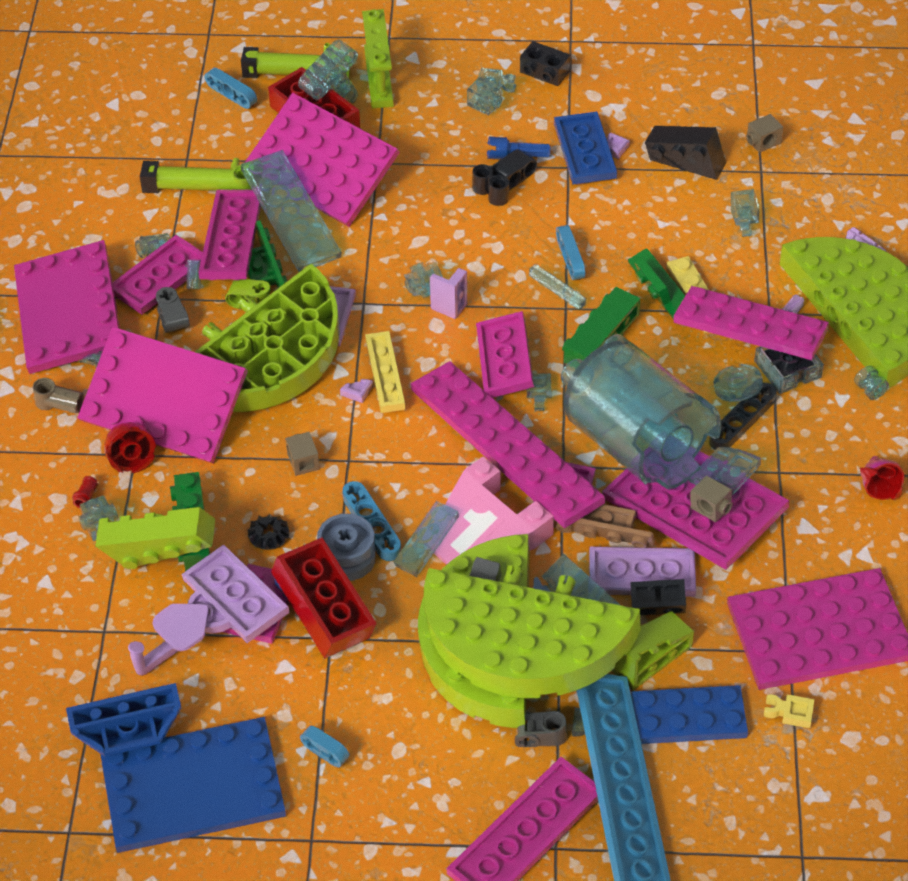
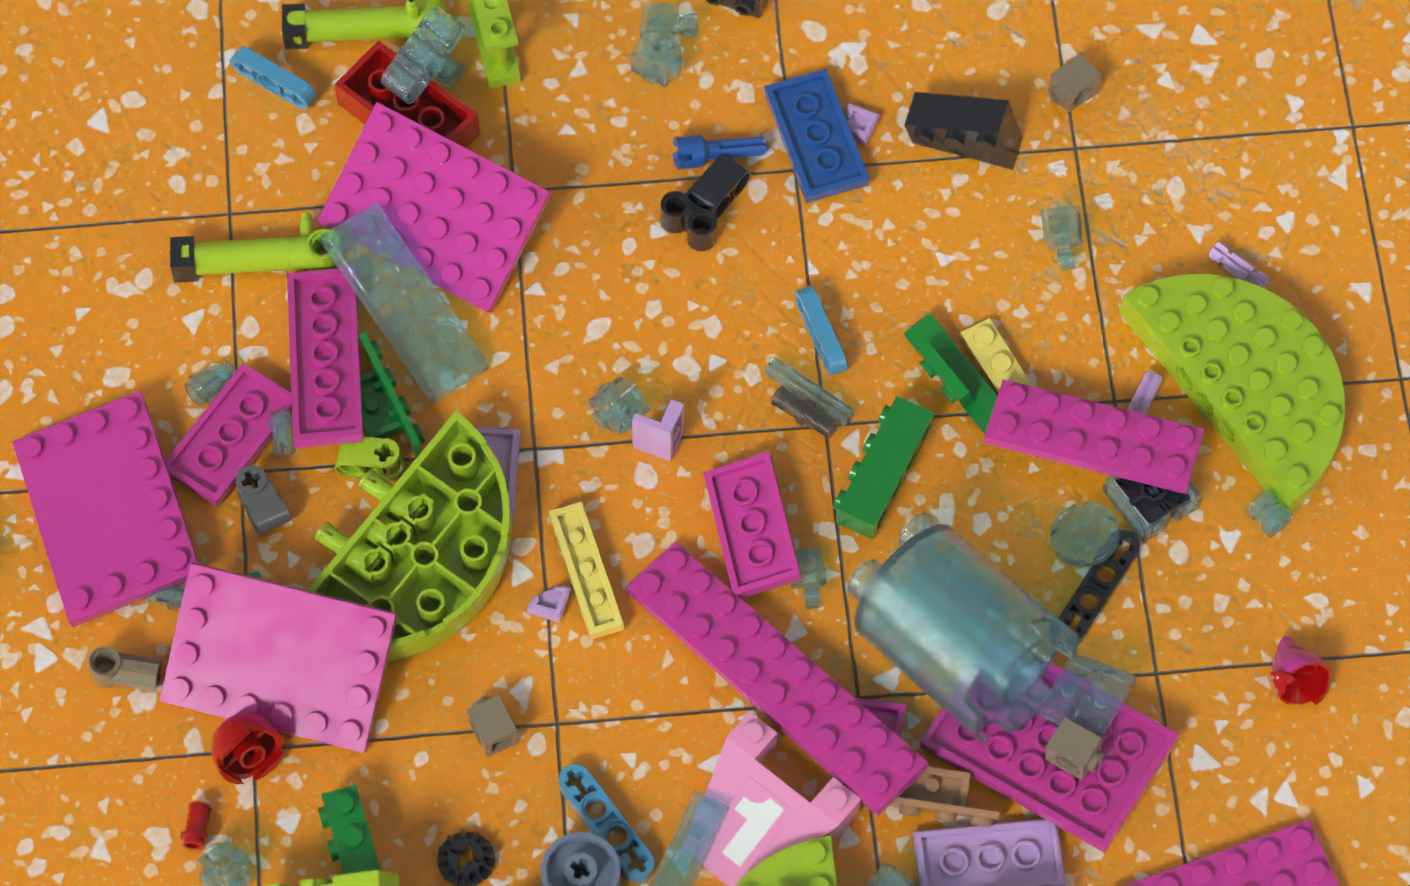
camera: 10 degrees left, 15 degrees up
(552, 297) = (805, 412): none -> clear smoke pin

